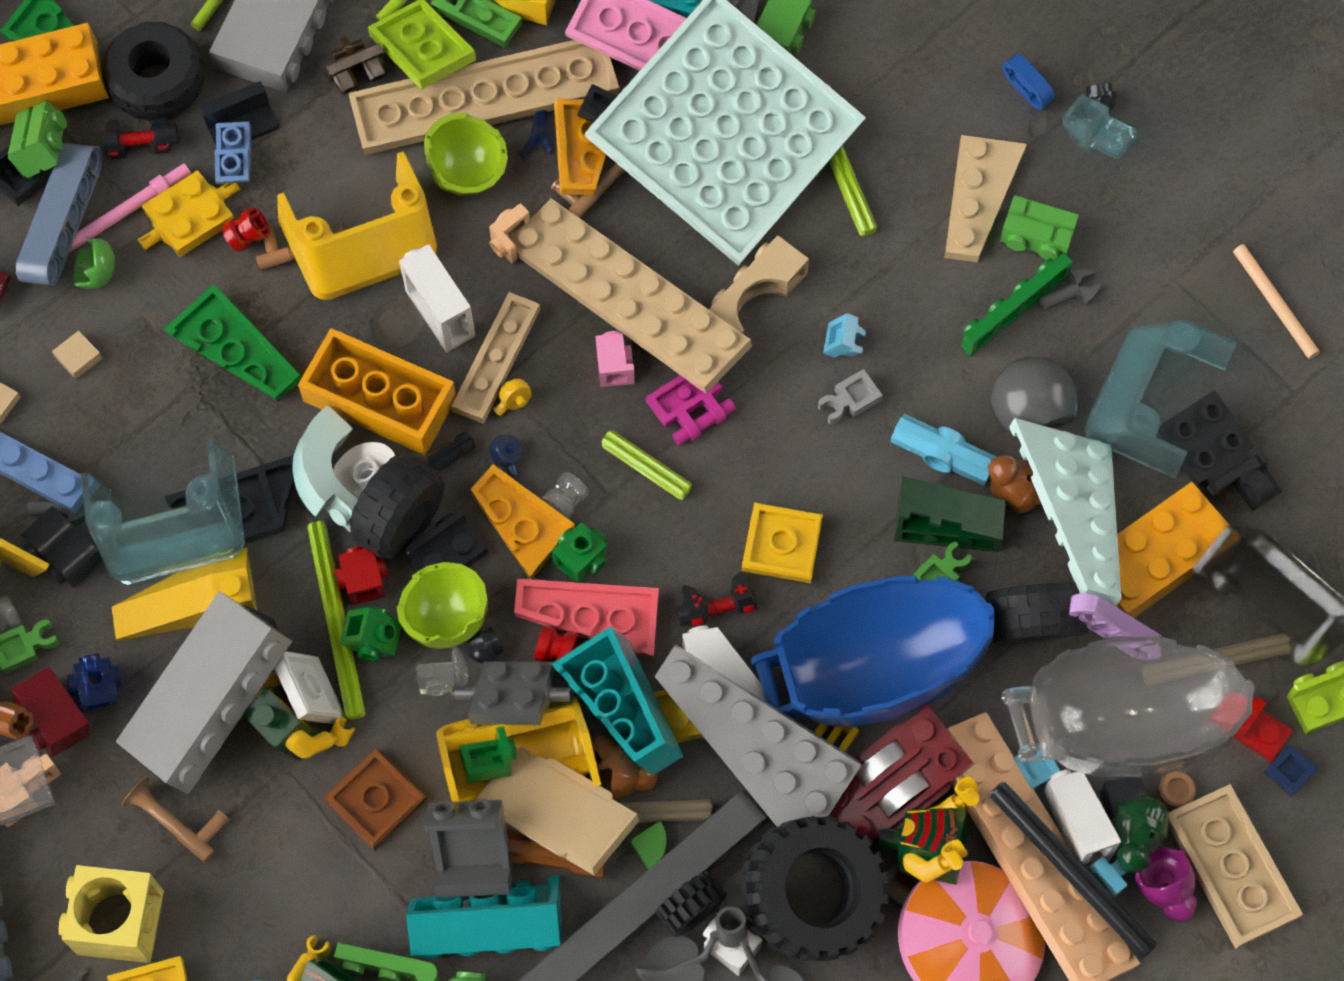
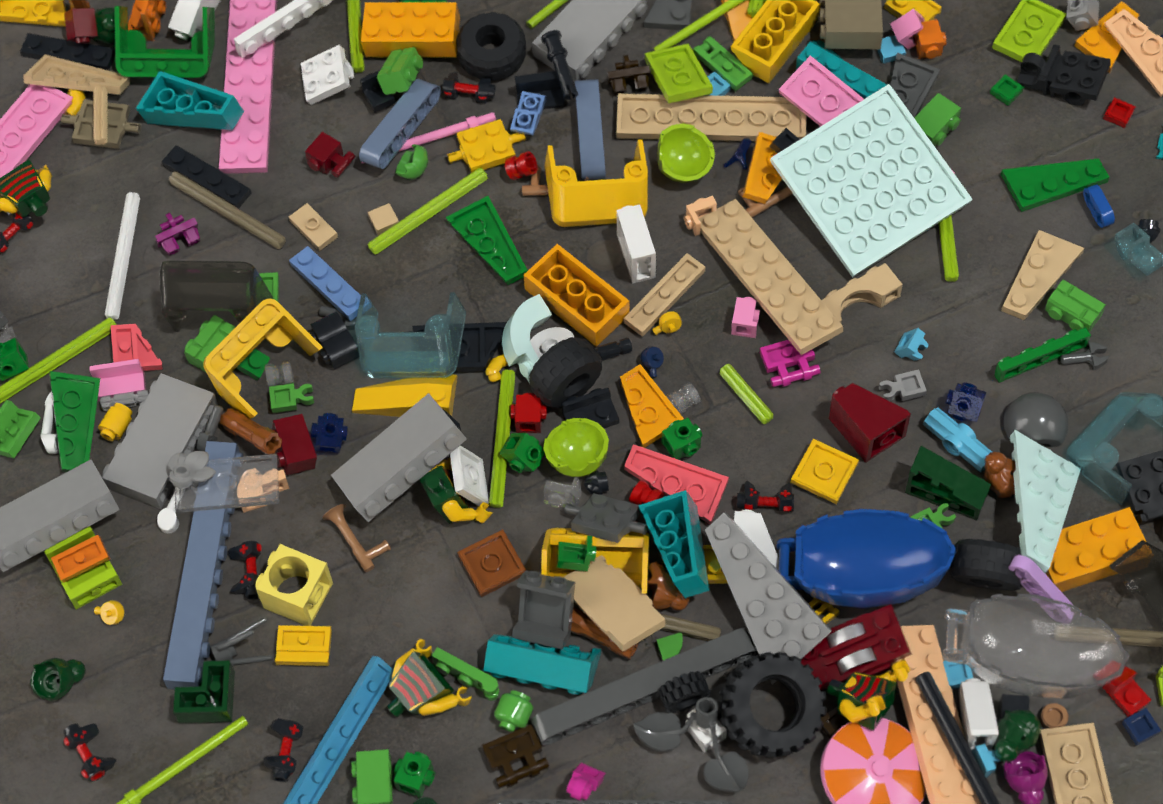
camera: 20 degrees right, 5 degrees down
(46, 926) = (248, 552): none -> black piece
(134, 327) = (427, 211): none -> lime axle
(251, 62) = (557, 55): none -> black pin
(295, 524) = (494, 367): none -> yellow arm
(325, 153) = (590, 130): none -> sand blue beam
(483, 45) = (720, 86): none -> medium azure tile
(818, 458) = (867, 420): none -> dark red slope
(938, 396) = (965, 402): none -> clear blue brick
(955, 66) = (1050, 182): none -> green wing

